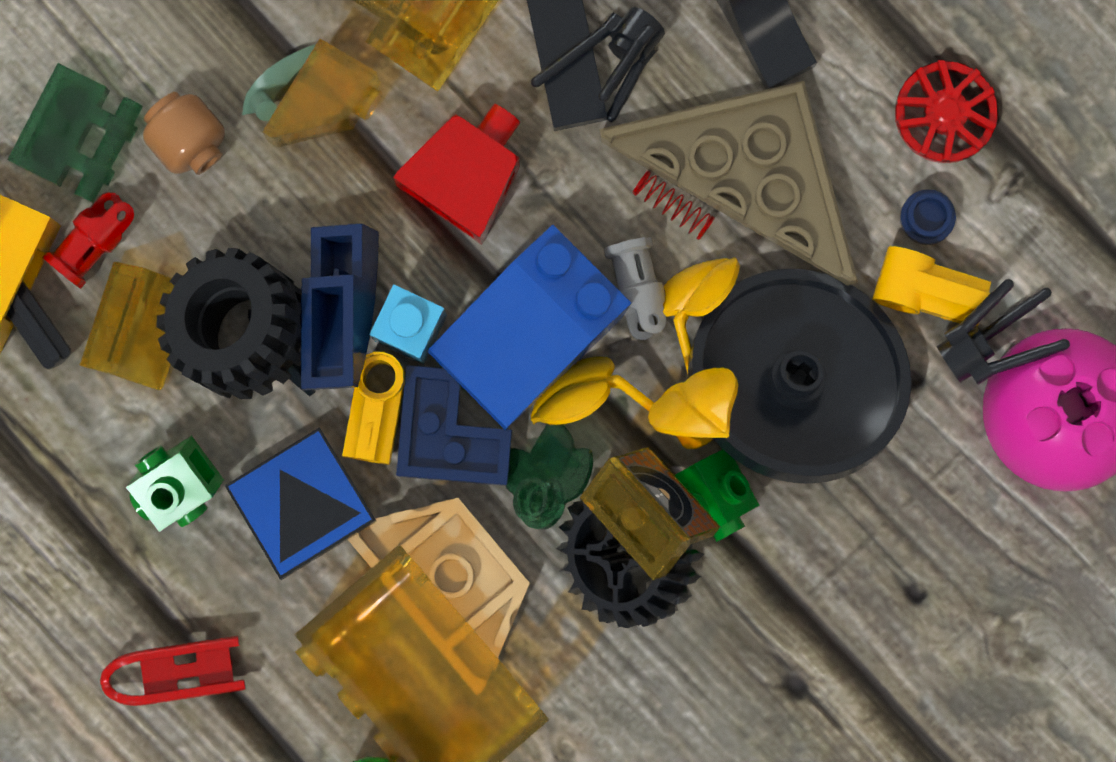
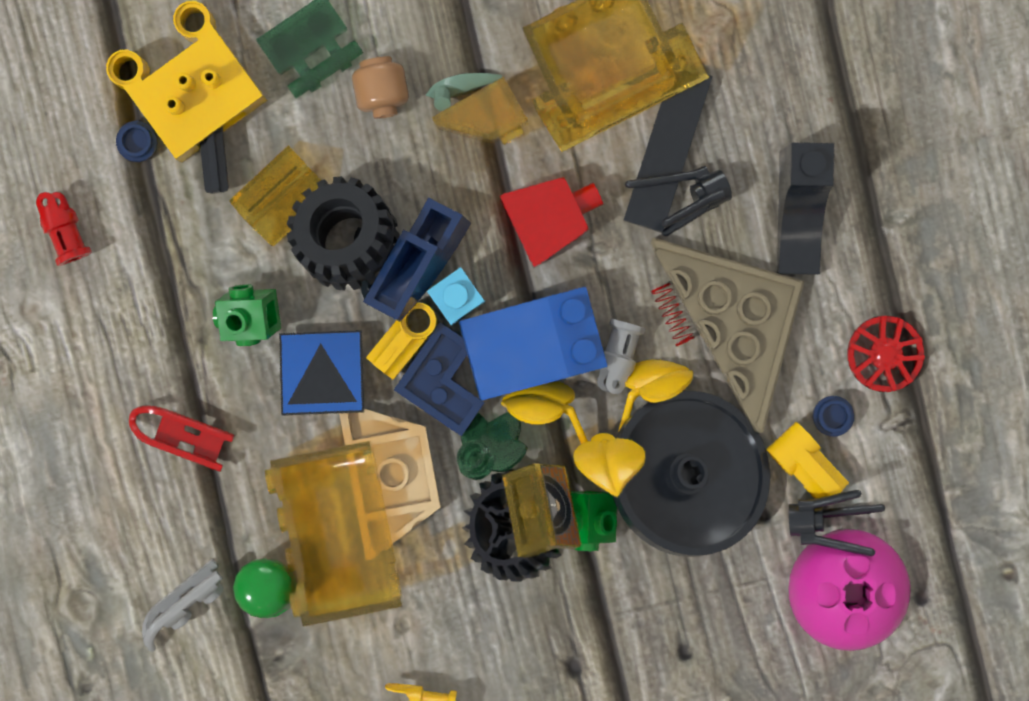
camera: 25 degrees right, 5 degrees up
(94, 234) = (285, 120): red piece -> none

